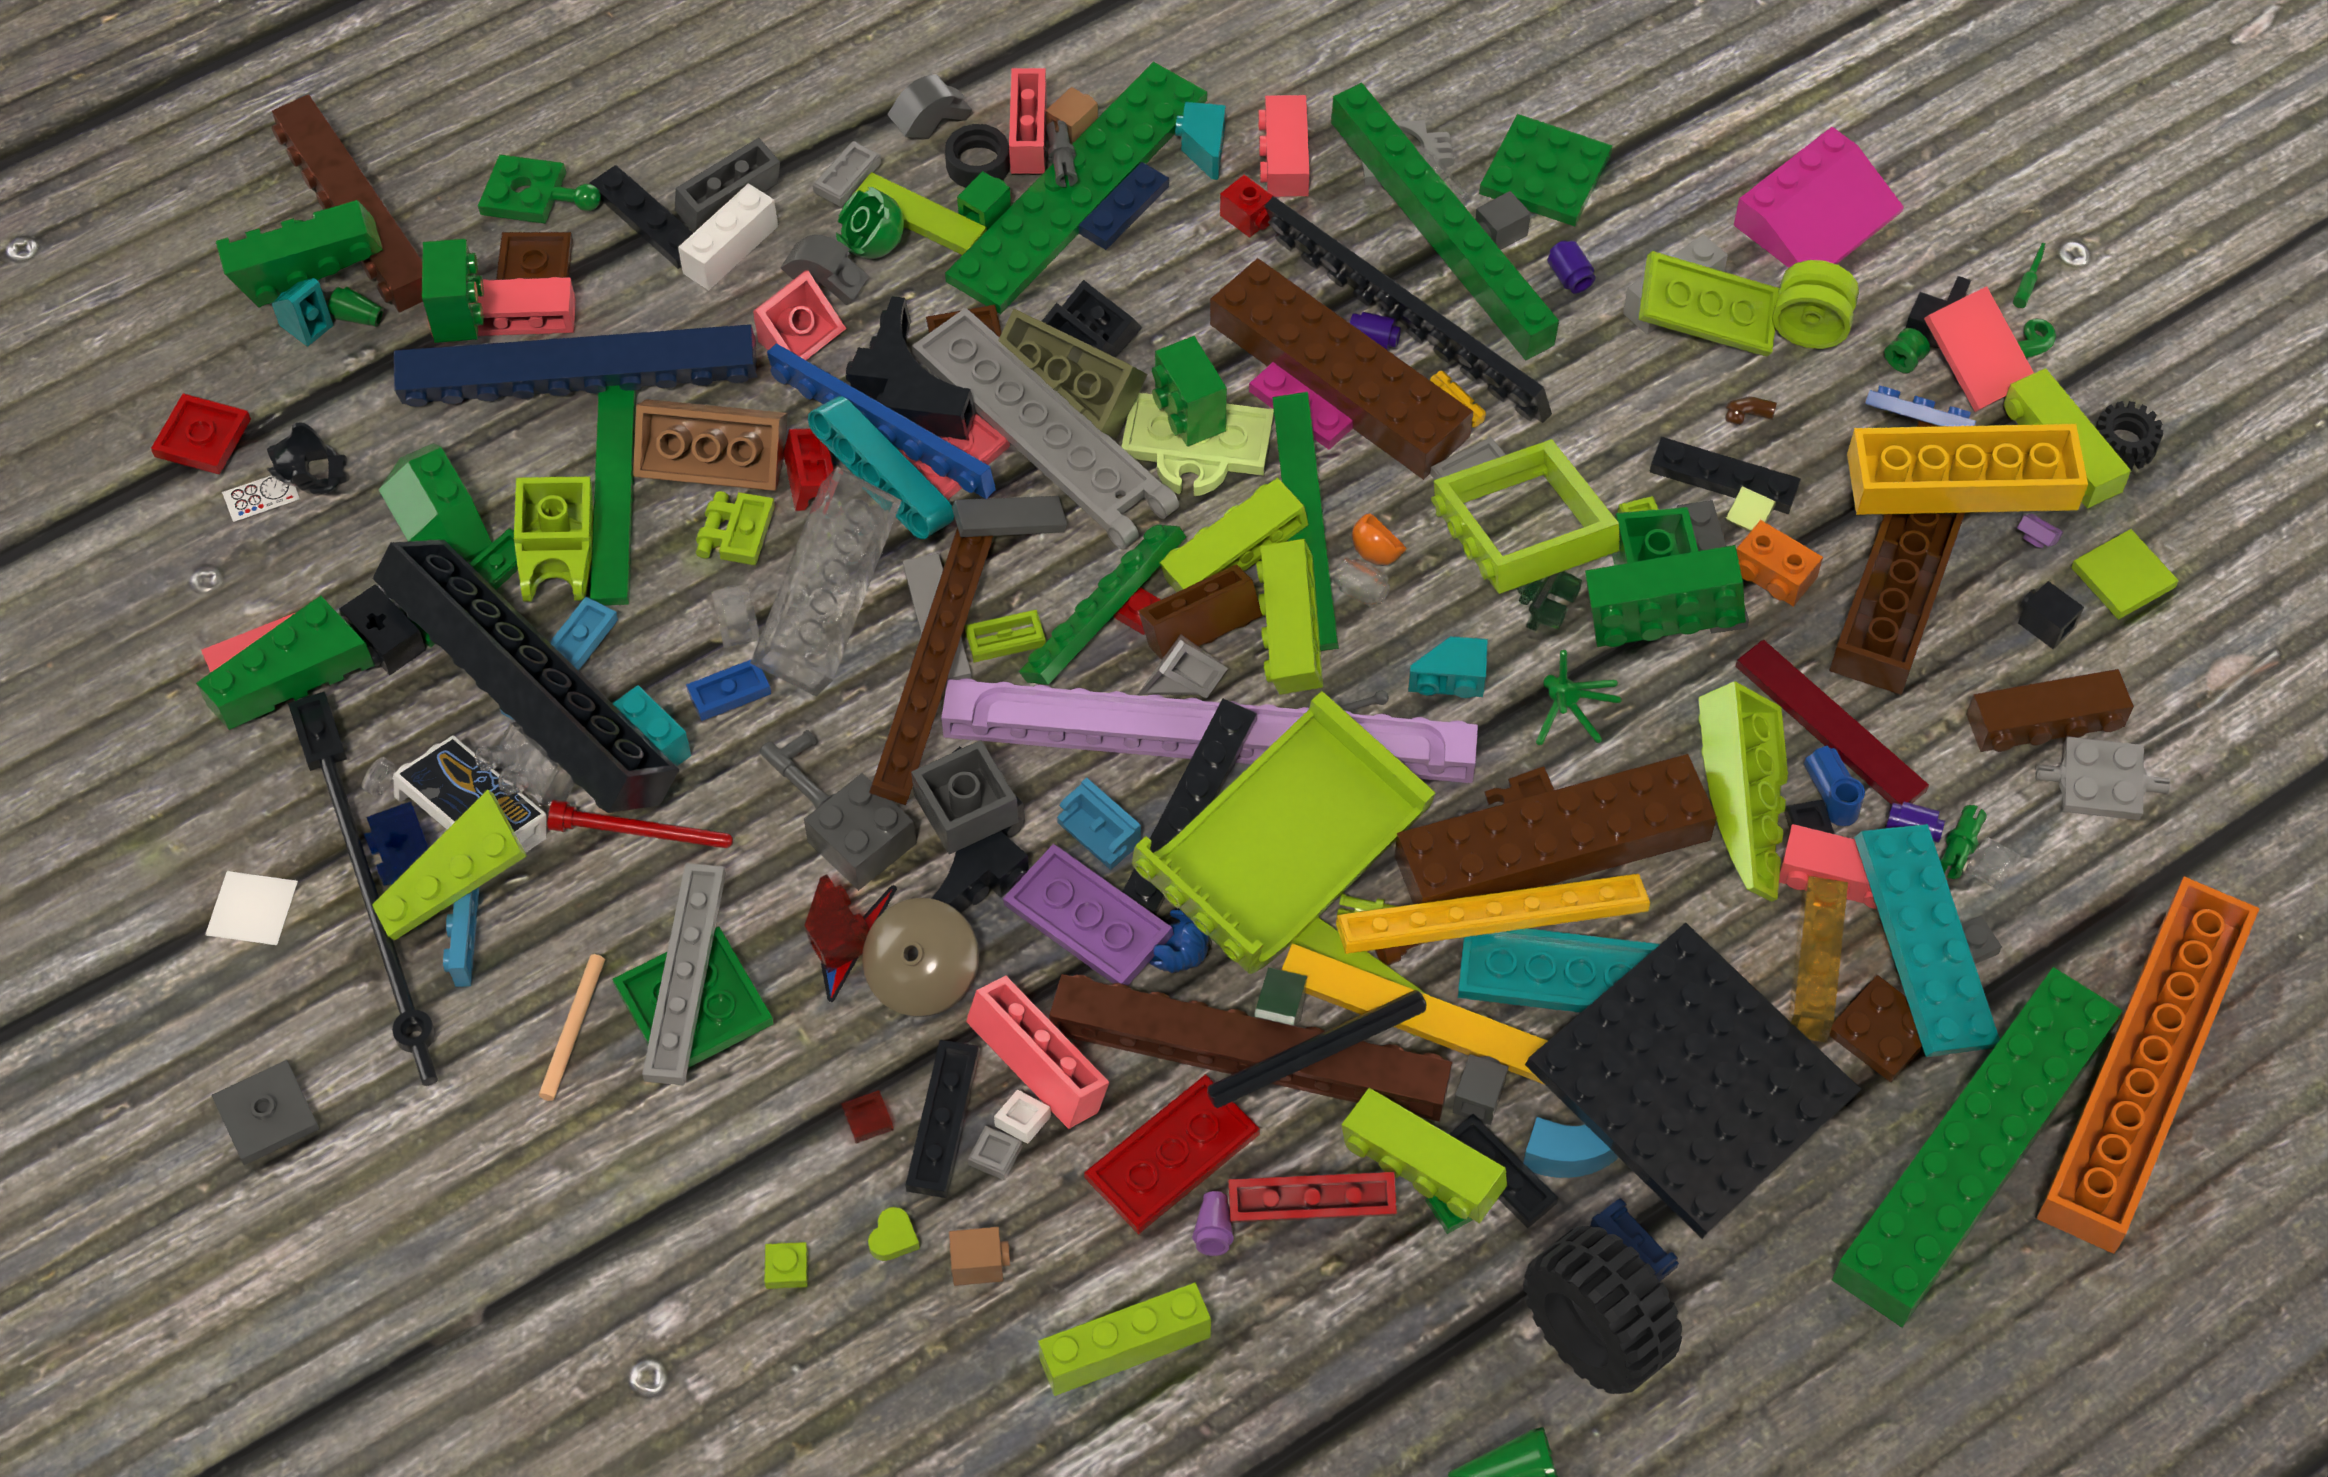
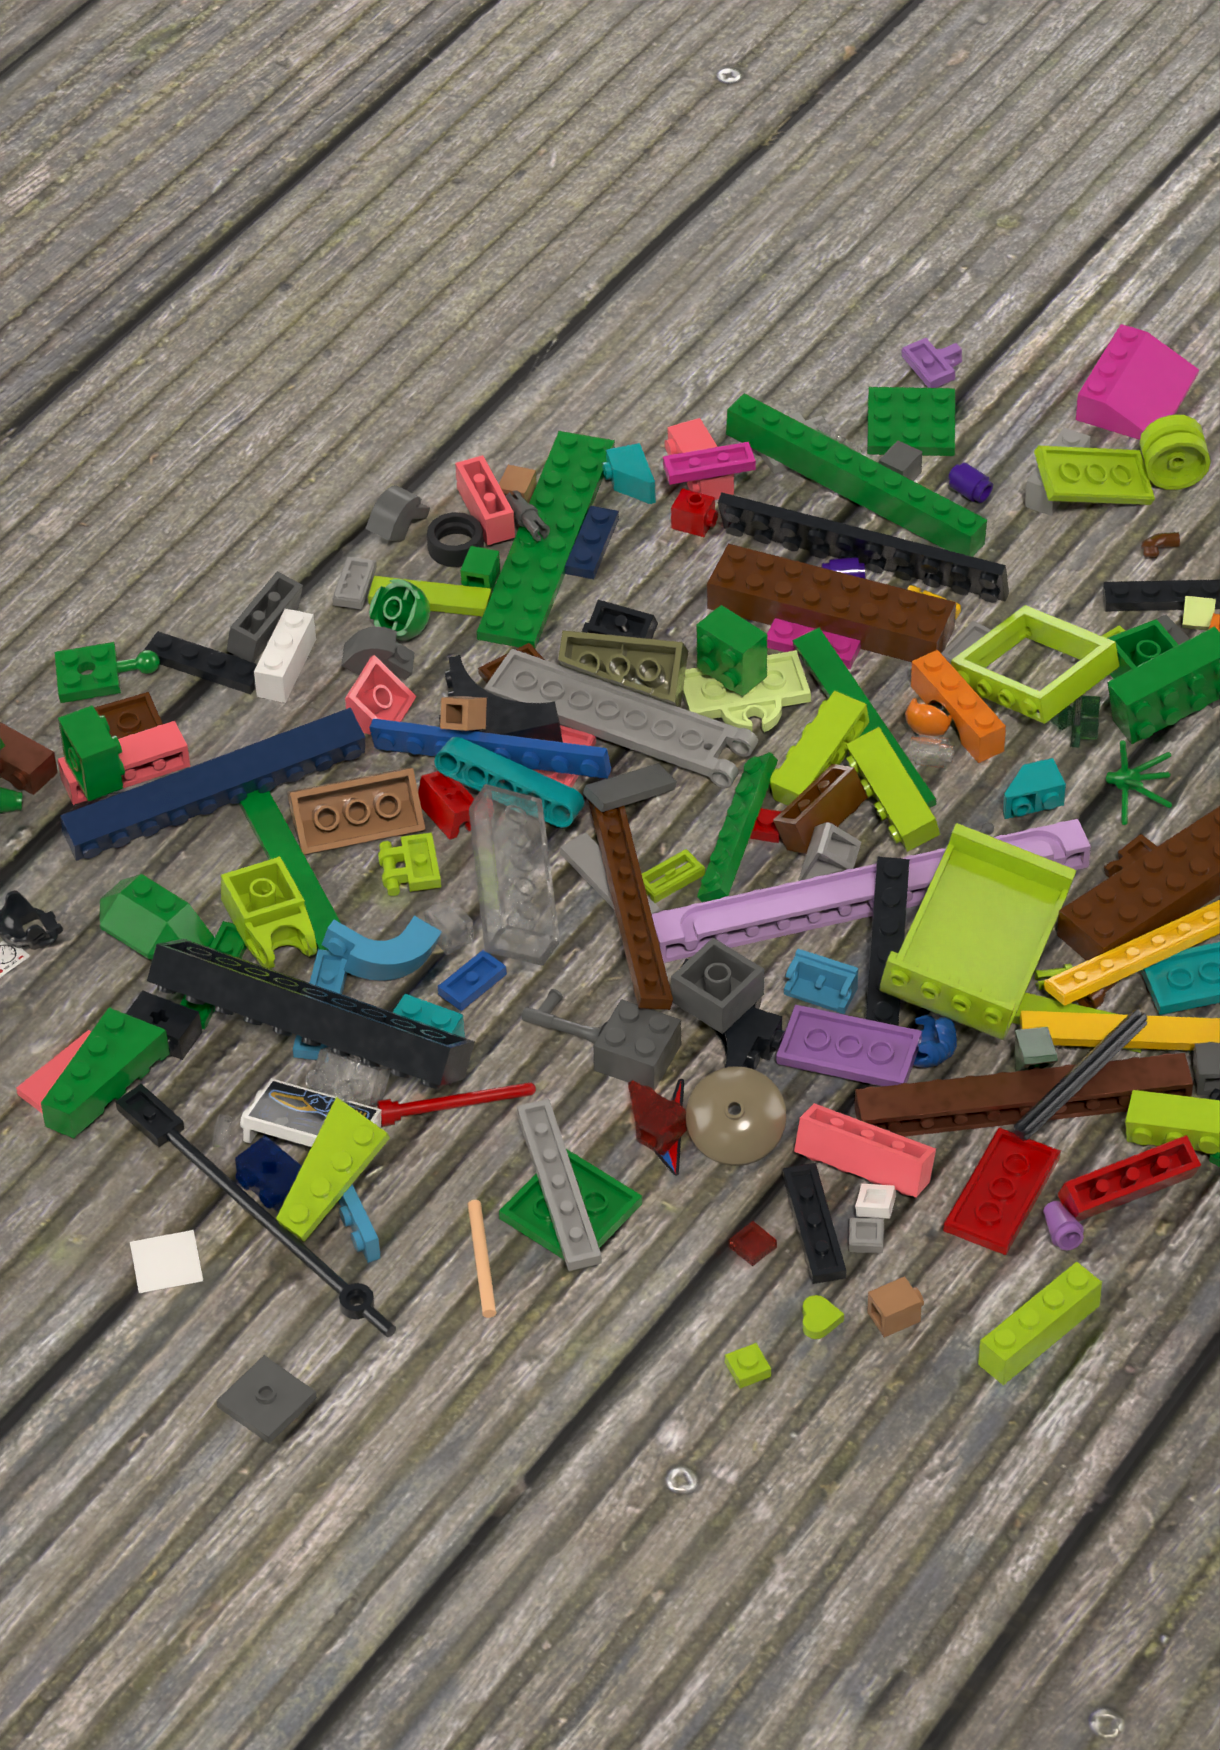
camera: 20 degrees left, 10 degrees down
(647, 634) = (386, 958): none -> dark azure arch
(860, 372) = (463, 713): none -> medium nougat brick
(1283, 154) = (709, 463): none -> dark pink plate
(1423, 549) = (977, 724): none -> orange arch
(1603, 107) = (932, 364): none -> medium lavender hinge

